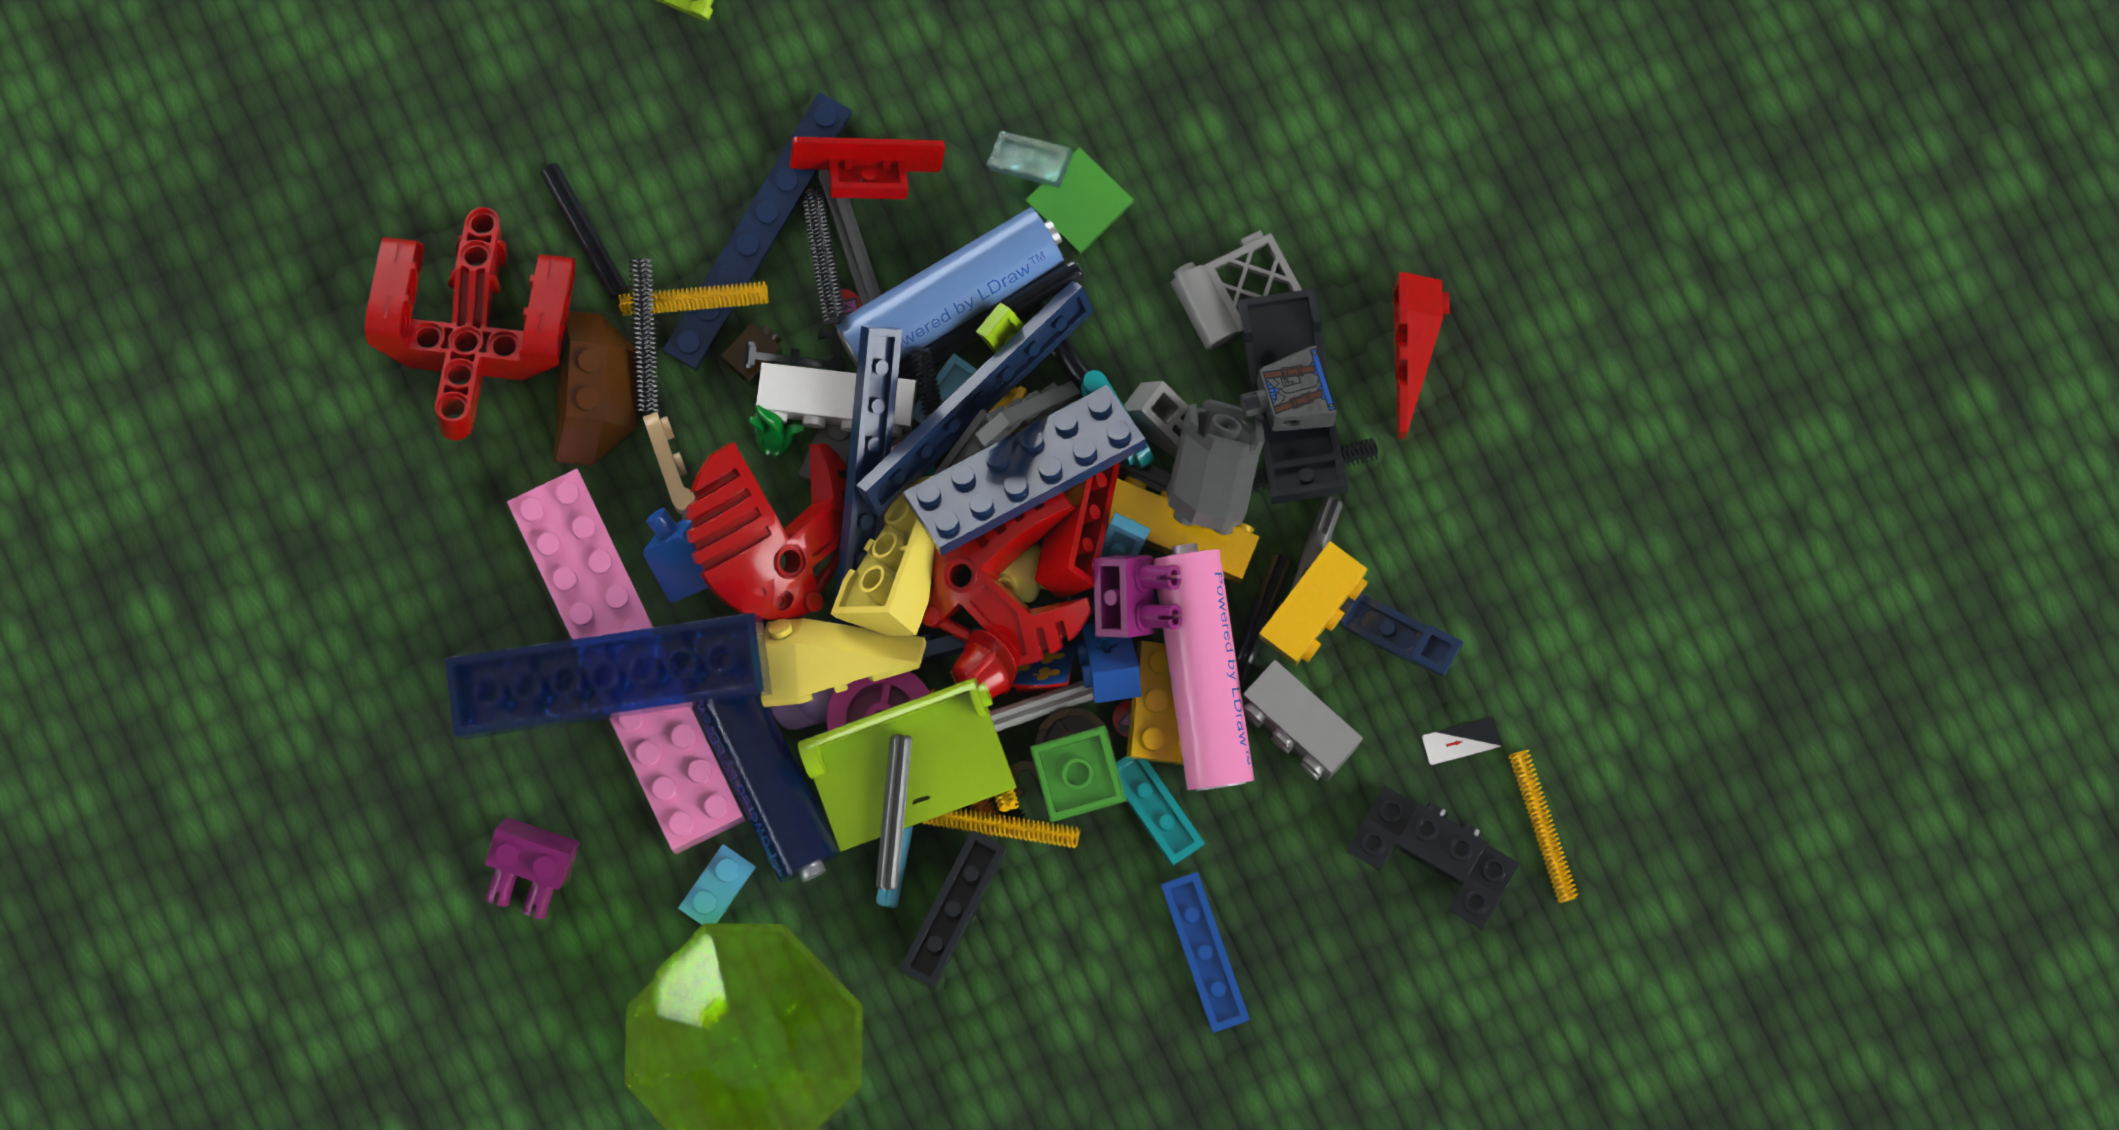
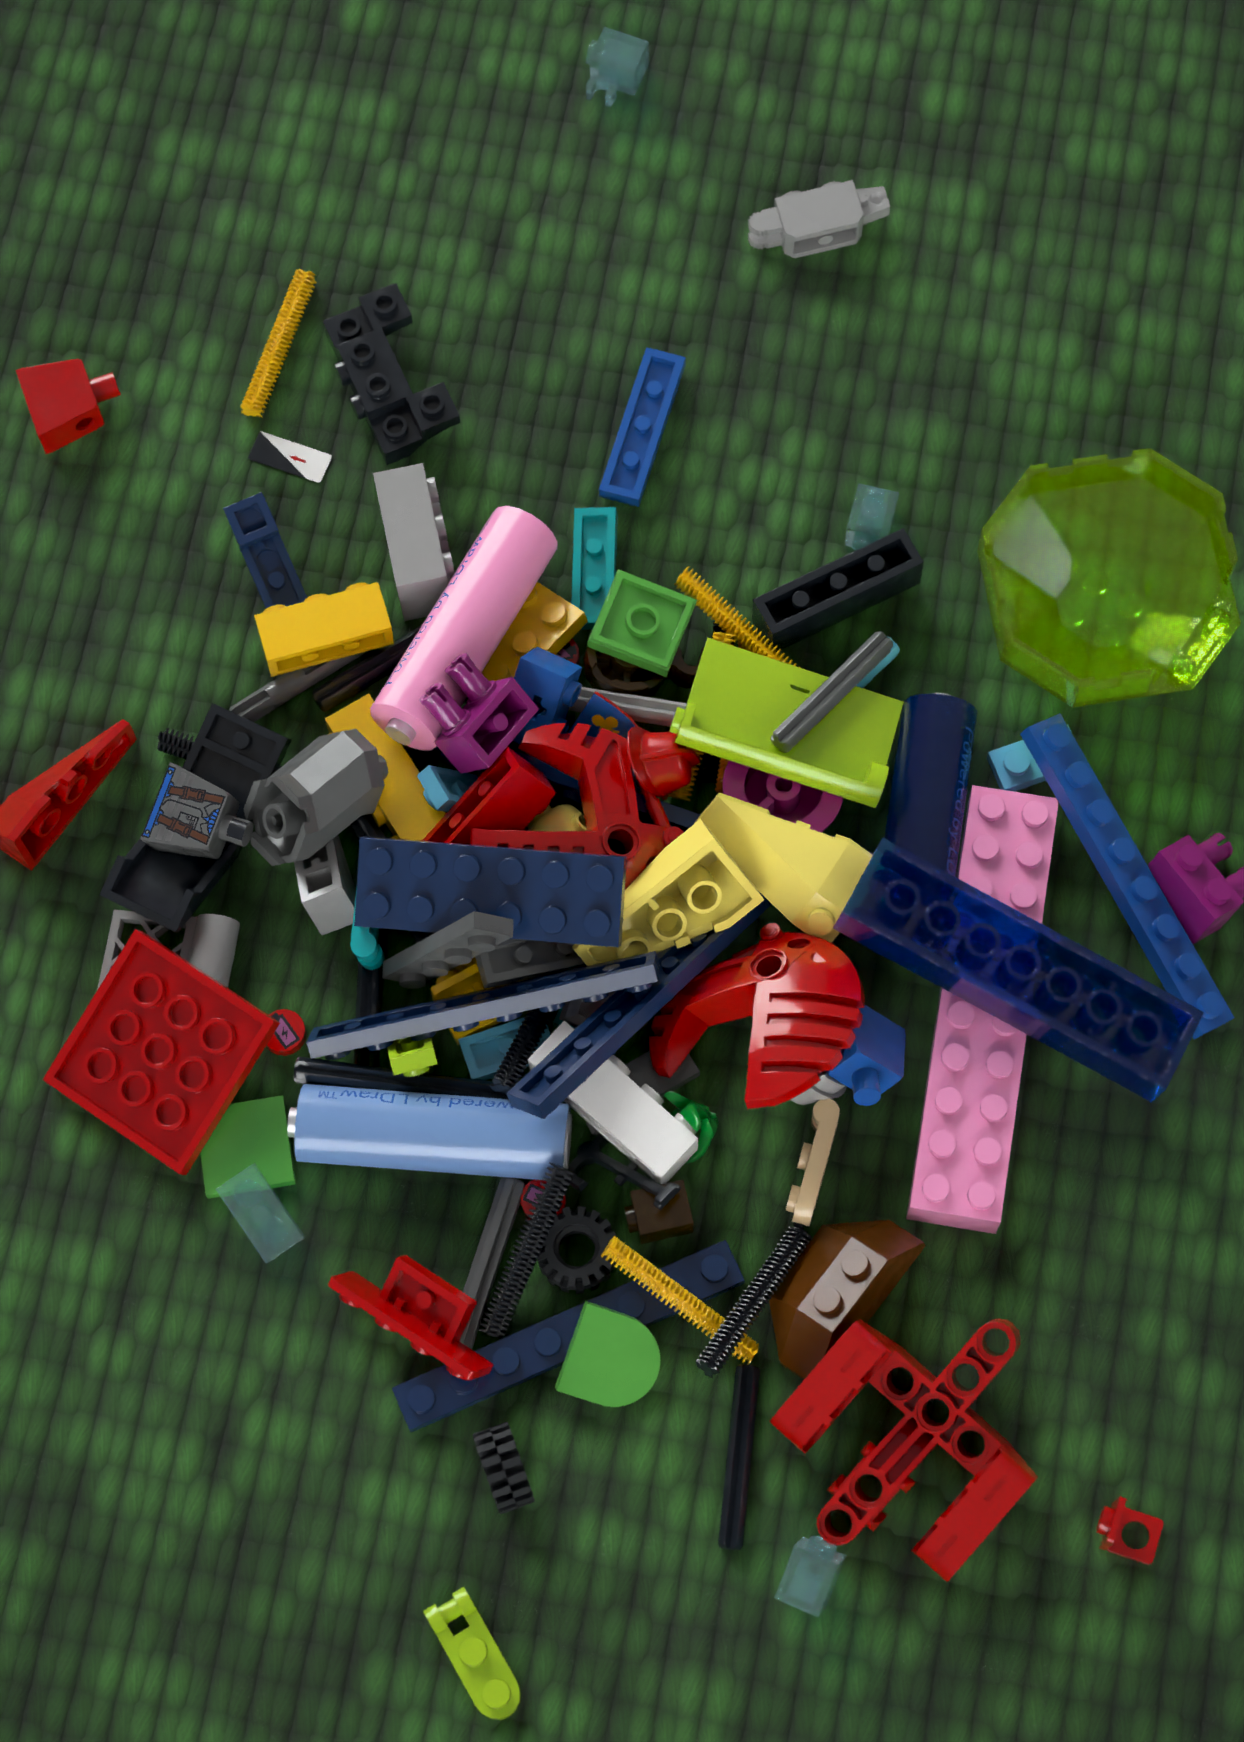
camera: 140 degrees left, 10 degrees down
(297, 353) = (1111, 1526): none -> red bracket
(479, 179) = (810, 1575): none -> clear light blue brick
(586, 829) = (1124, 871): none -> blue plate
(716, 229) = (609, 1358): none -> bright green tile
(733, 105) = (503, 1468): none -> black tyre
(775, 274) = (578, 1277): none -> black tyre
(970, 993) = (871, 515): none -> clear light blue brick
(1115, 298) = (289, 1035): none -> red tile
(1183, 214) = (161, 1052): none -> red plate
(1666, 656) = (65, 400): none -> red torso

